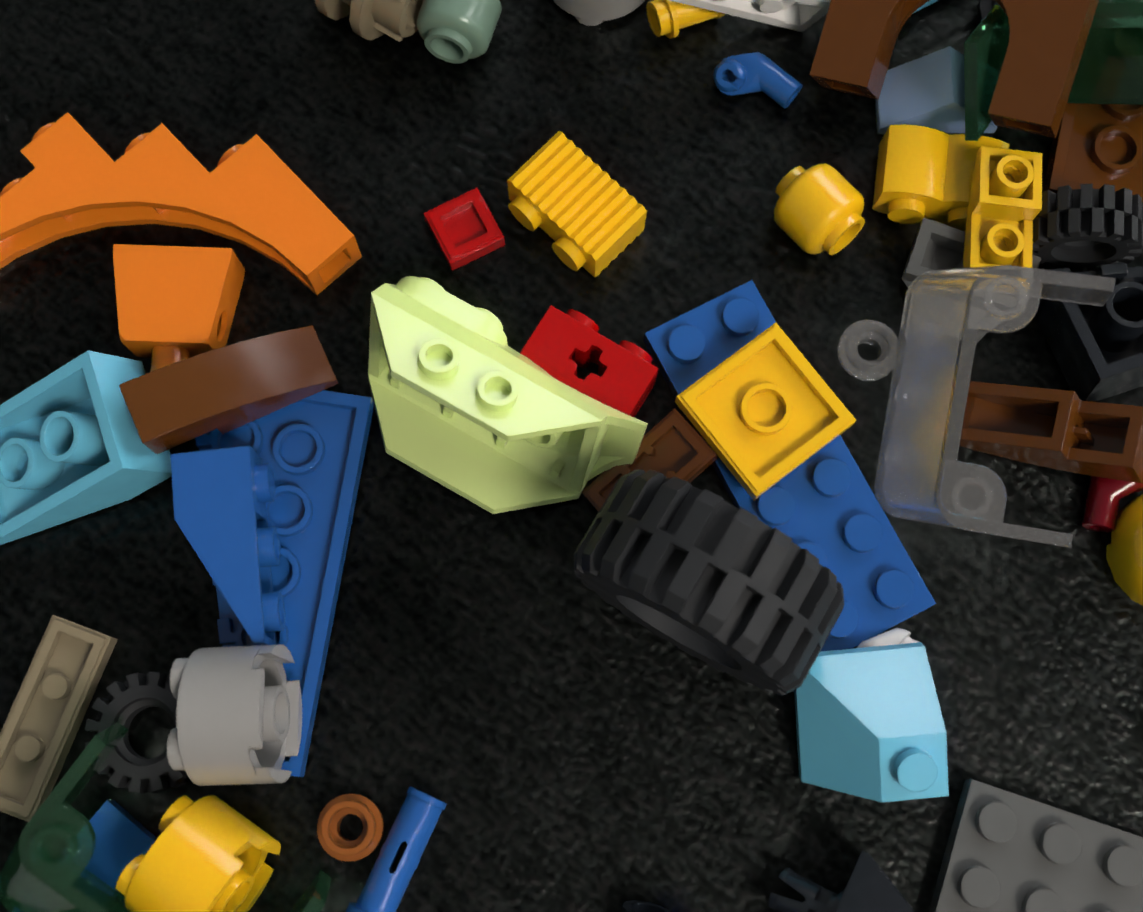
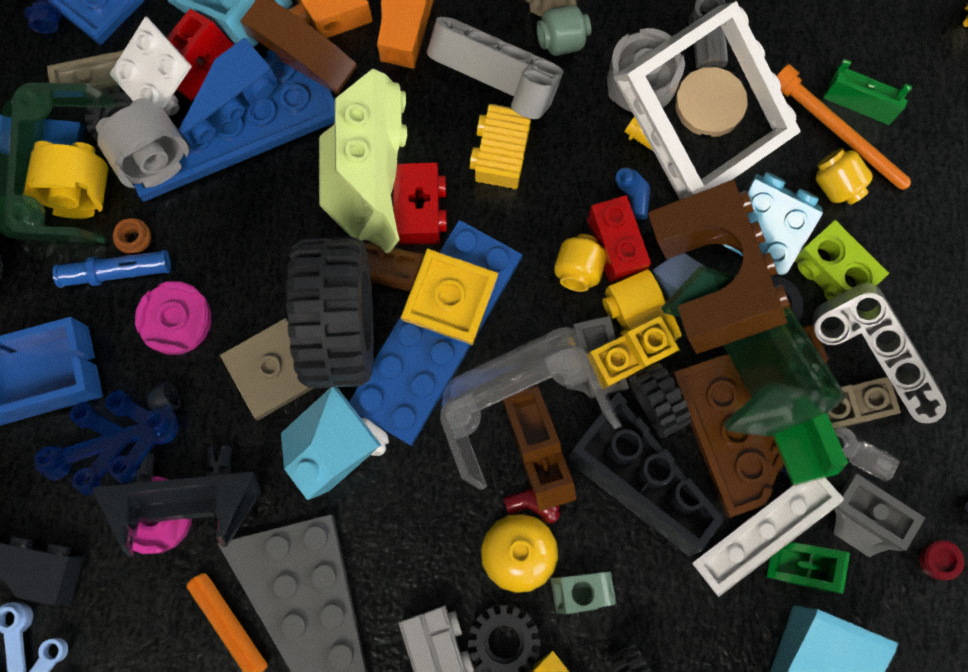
camera: 60 degrees right, 0 degrees up
(114, 629) = (151, 68): none -> white hinge
(123, 558) = (200, 45): none -> red brick
(453, 131) = (498, 64): none -> light grey beam
(464, 229) = (458, 104): red tile -> none
(521, 840) = (173, 318): none -> dark pink tile
(695, 739) = (265, 370): none -> dark tan plate
(817, 129) = (620, 237): none -> red brick
(878, 336) = (520, 324): clear plate -> none

